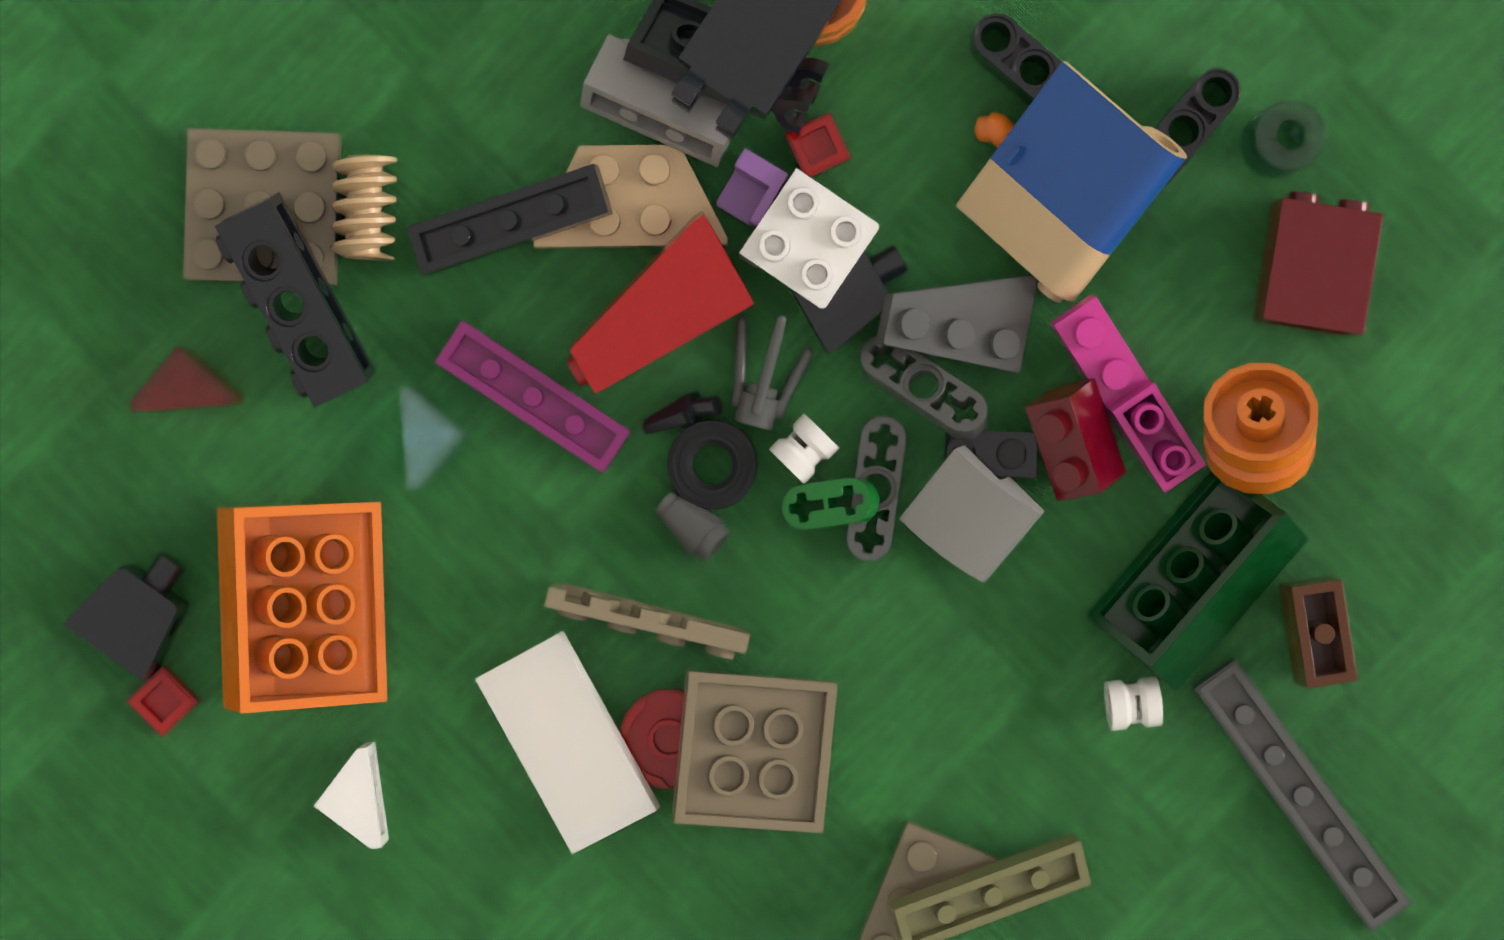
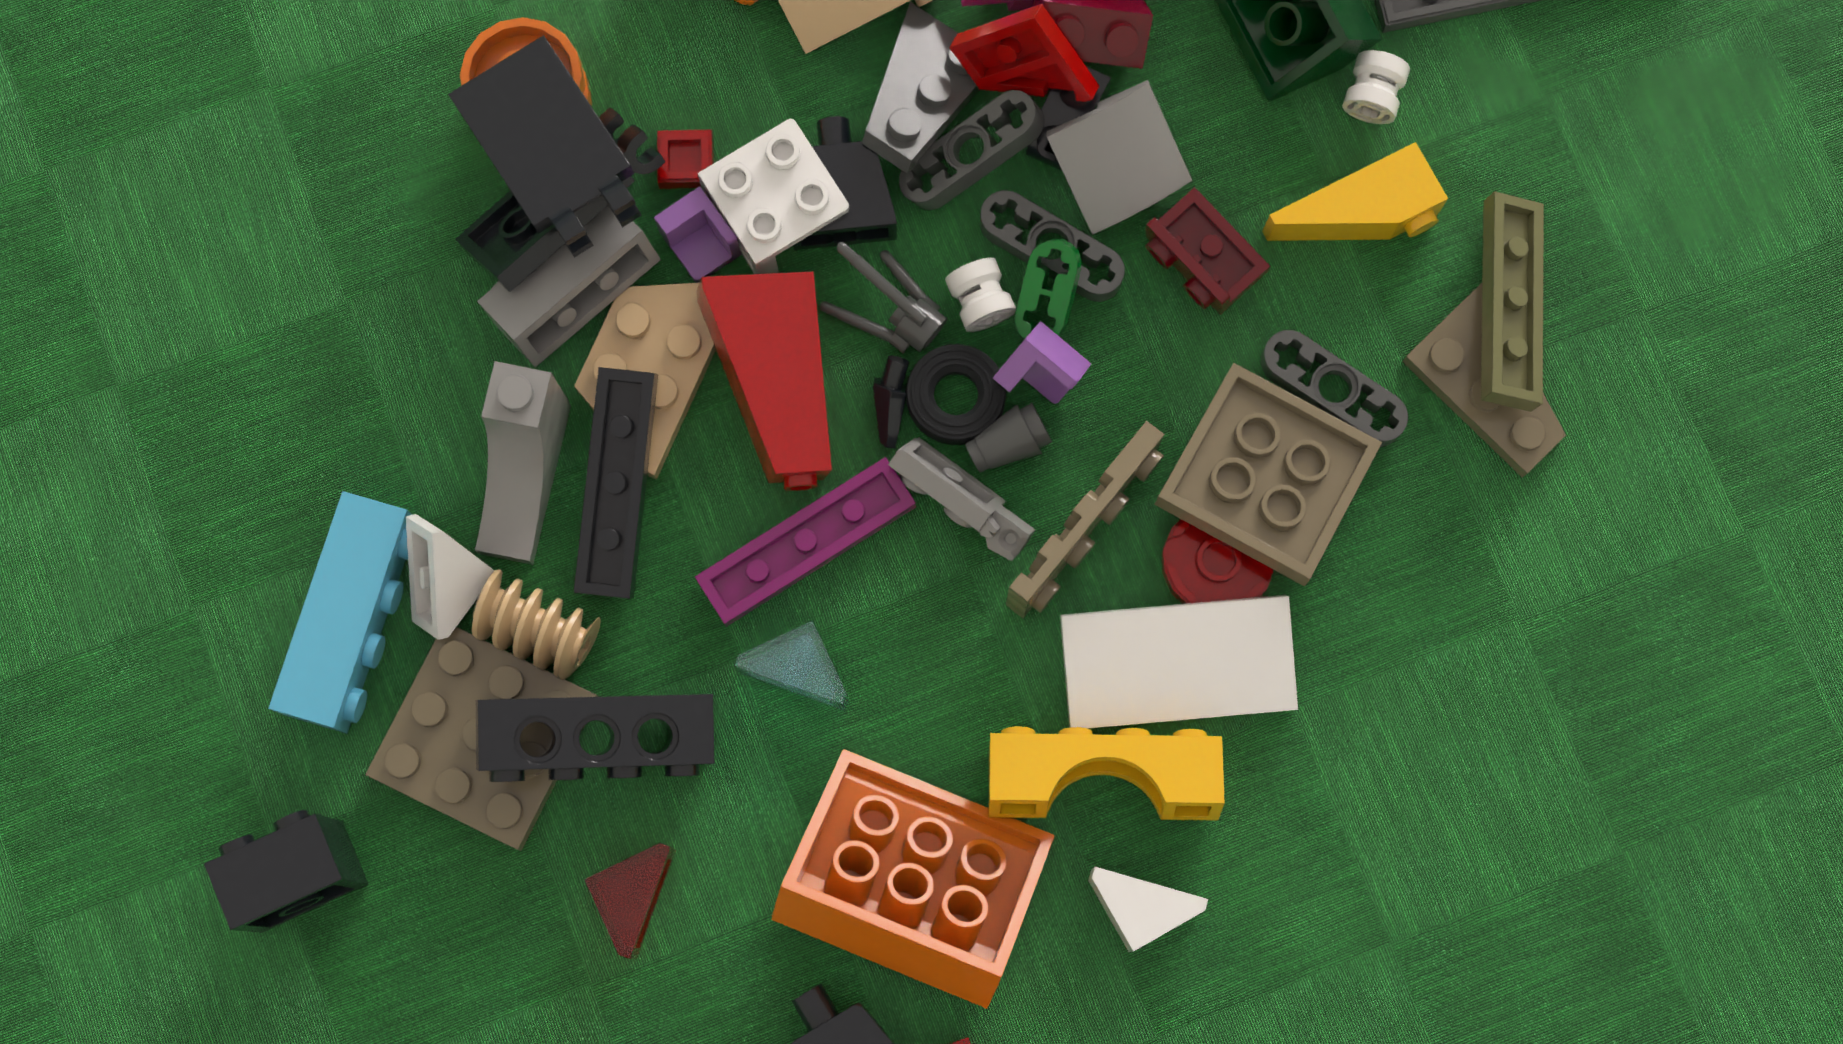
camera: 60 degrees left, 10 degrees down
(75, 108) = (284, 872): none -> black brick
(307, 50) = (344, 615): none -> medium azure brick
(370, 116) = (441, 577): none -> white slope
(474, 781) = (1176, 772): none -> yellow arch
(505, 129) = (525, 432): none -> light grey arch
(626, 507) = (963, 497): none -> light grey hinge
(768, 529) = (1044, 363): none -> medium lavender panel
(860, 812) = (1331, 364): none -> dark grey beam
(924, 620) = (1205, 251): none -> dark red bracket
(1017, 398) = (1023, 55): none -> red wing
(1031, 745) = (1370, 204): none -> yellow slope

